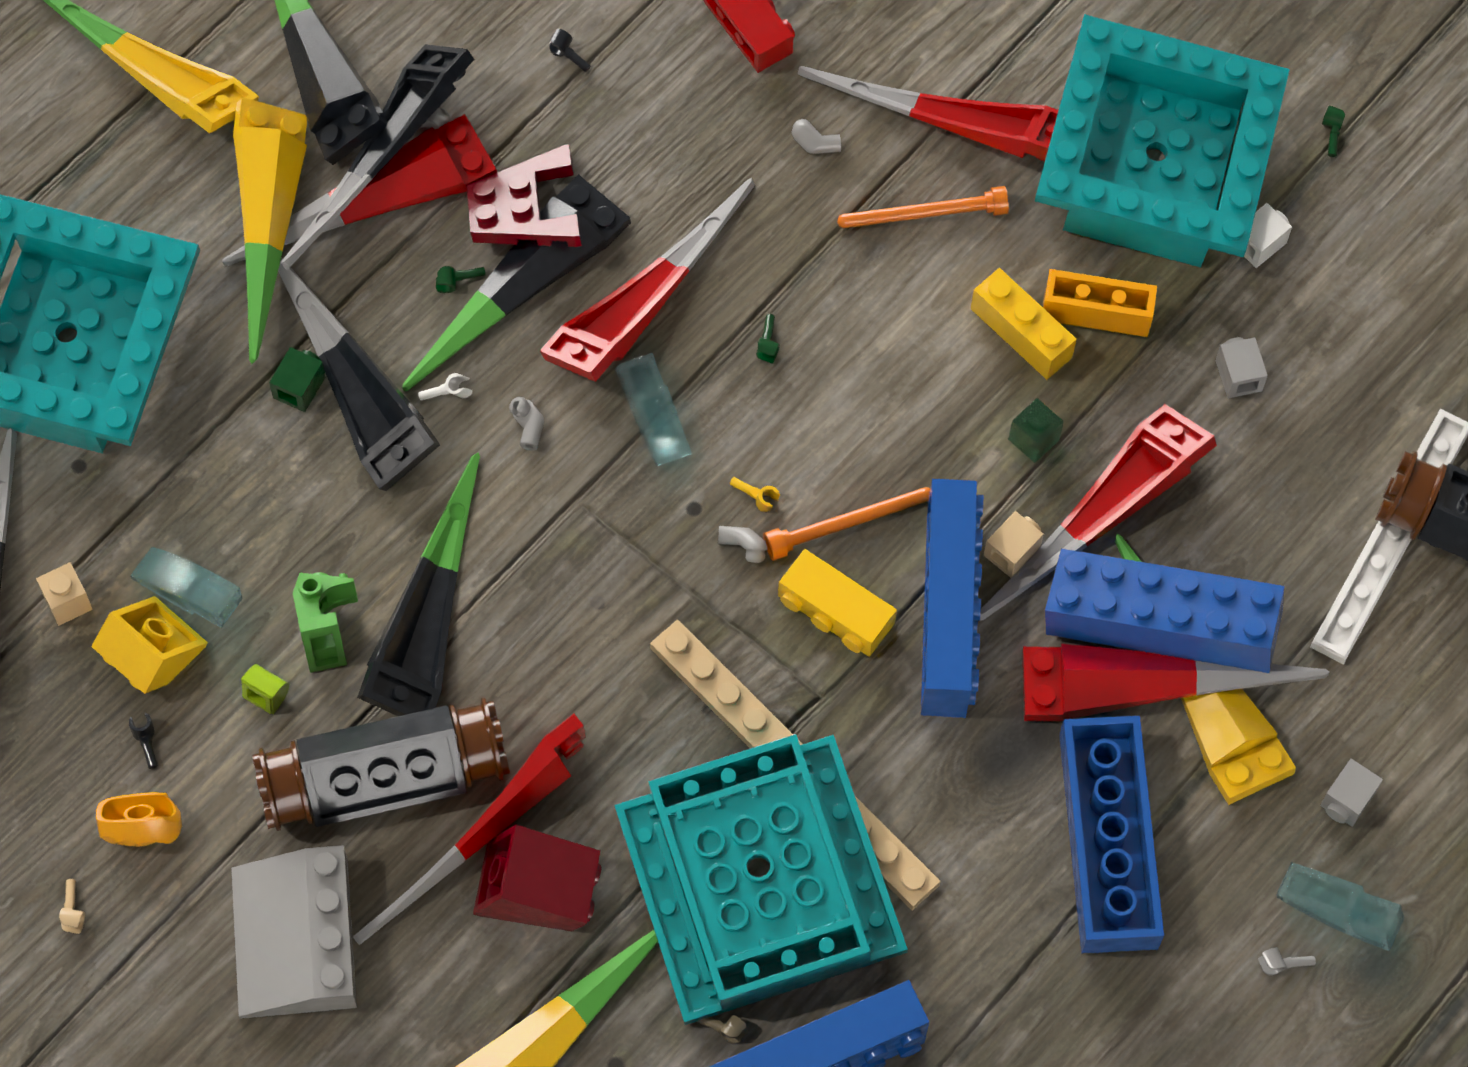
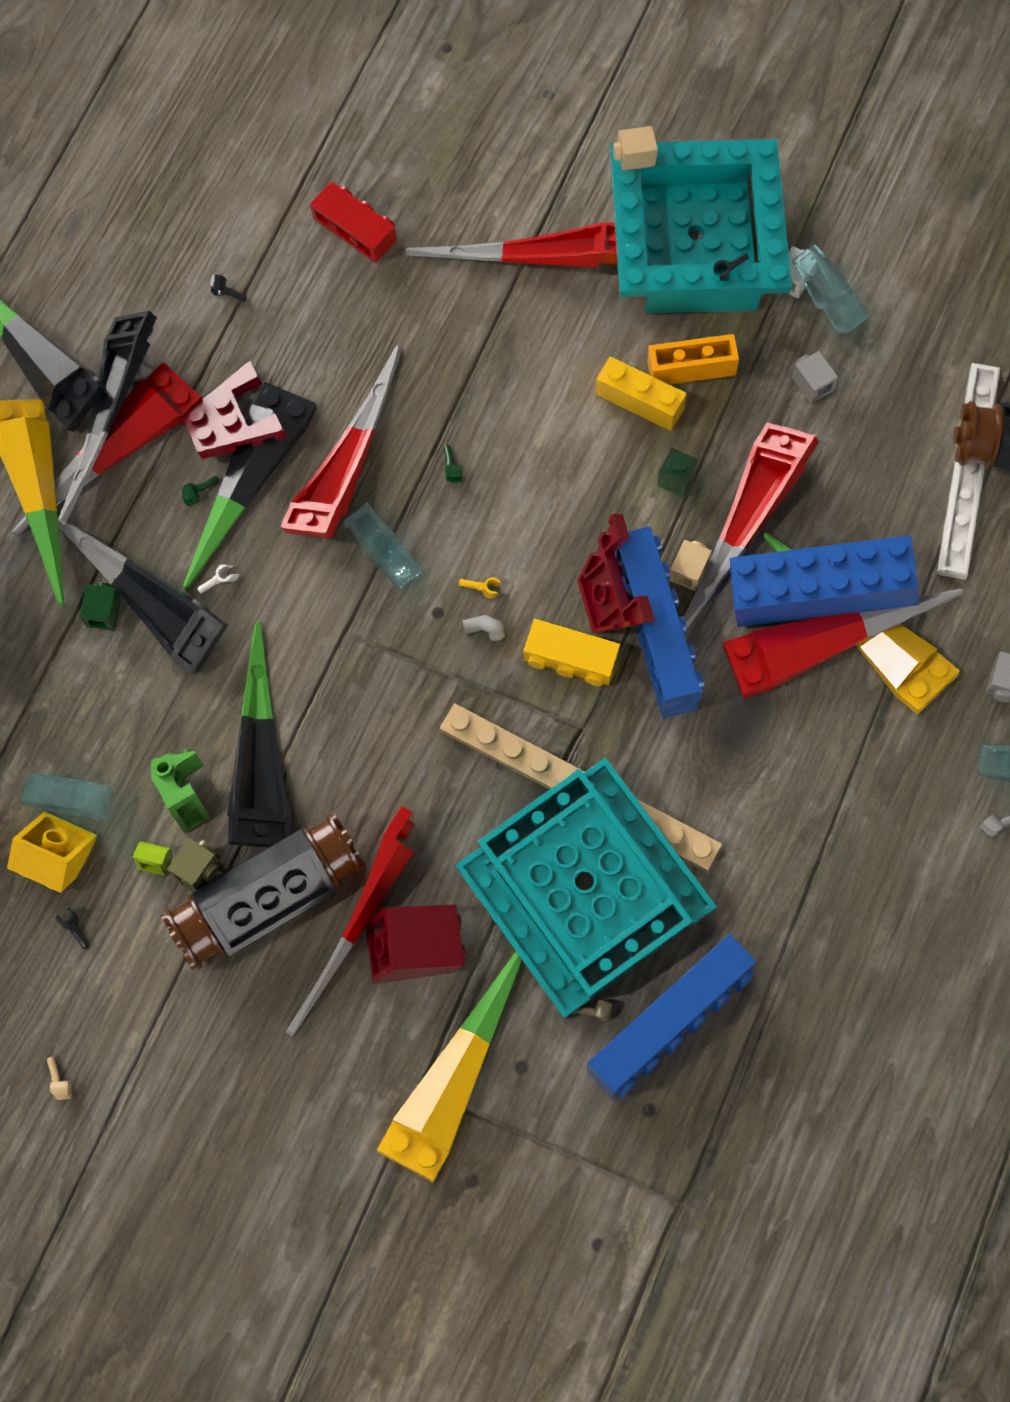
camera: 10 degrees left, 5 degrees up
(138, 819) = (88, 993): light orange piece -> none
(294, 933) = (239, 1045): light grey slope -> none
(311, 709) = (196, 865): none -> olive brick
(530, 420) = (291, 583): light grey arm -> none
(782, 542) = (515, 617): orange piece -> none
(812, 140) = (434, 302): light grey arm -> none
(897, 536) = (603, 588): none -> dark red wing
(993, 202) = (586, 307): orange piece -> none
(1110, 30) = (636, 148): none -> tan brick
(1111, 834) = (840, 767): blue brick -> none
(1176, 204) = (729, 266): none -> black hand
(1293, 268) = (829, 290): none -> clear light blue slope
(1334, 119) = (818, 168): dark green hand -> none

